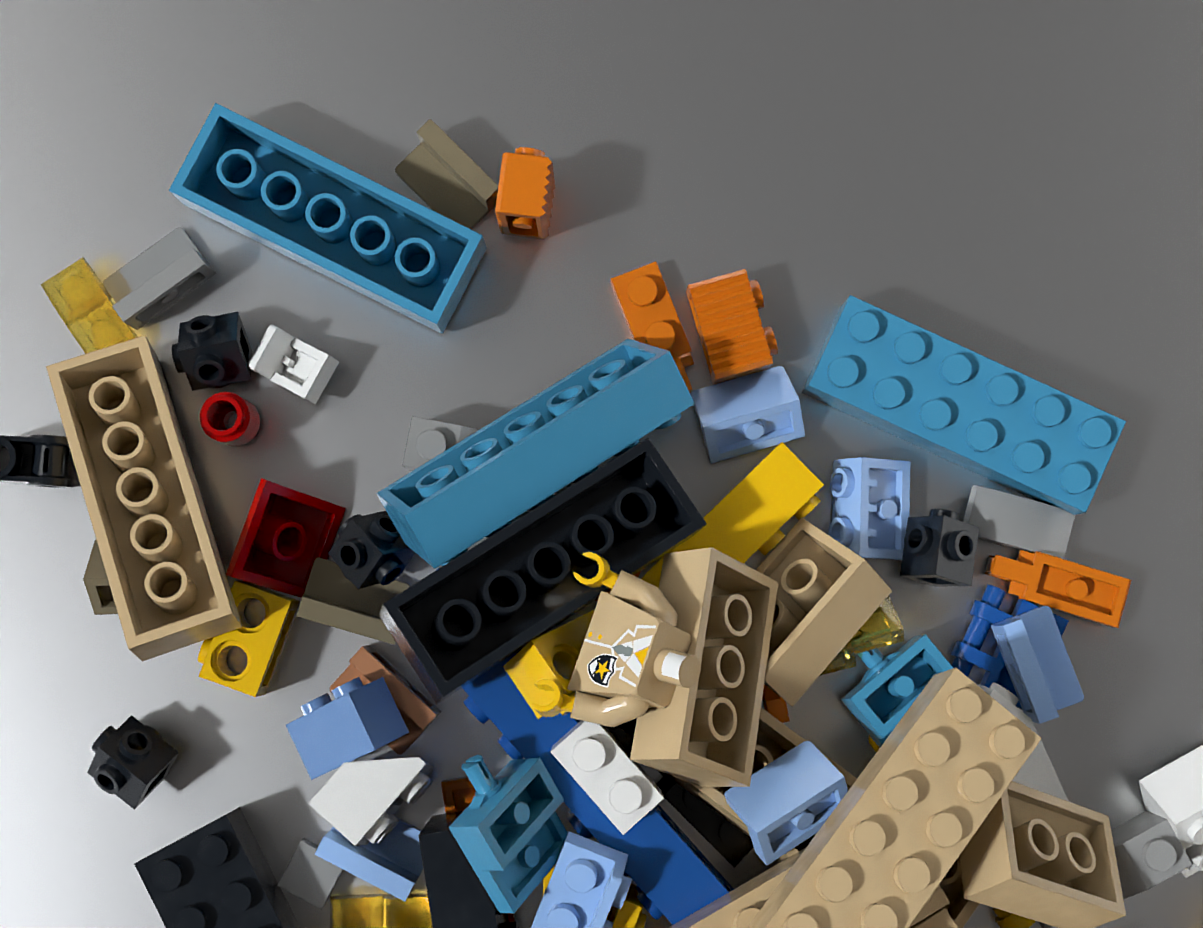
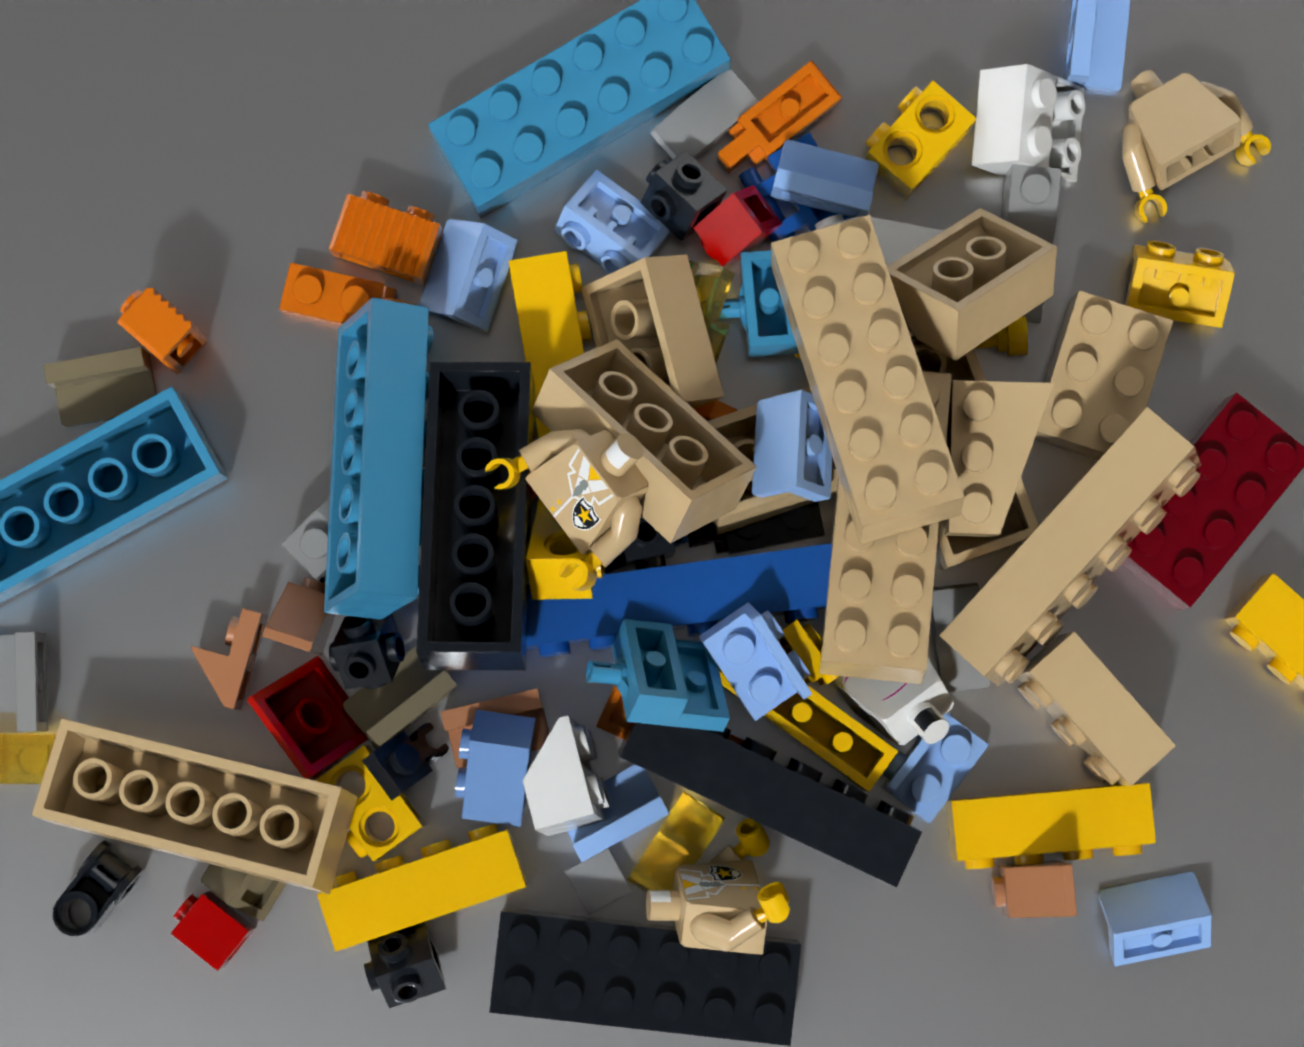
camera: 60 degrees left, 0 degrees up
(56, 577) = (211, 929): none -> red brick
(208, 731) = (423, 888): none -> yellow brick
(213, 351) = (112, 675): black brick -> none
(218, 410) = (163, 698): red brick -> none
(282, 446) = (232, 673): none -> nougat slope
(292, 364) = (169, 617): white bracket -> none
(300, 643) = (403, 761): none -> black plate
(360, 473) = (300, 617): none -> nougat slope
(607, 774) = (670, 571): white brick -> none
(945, 614) = (737, 226): none -> red brick
(1127, 725) = (926, 145): none -> yellow brick

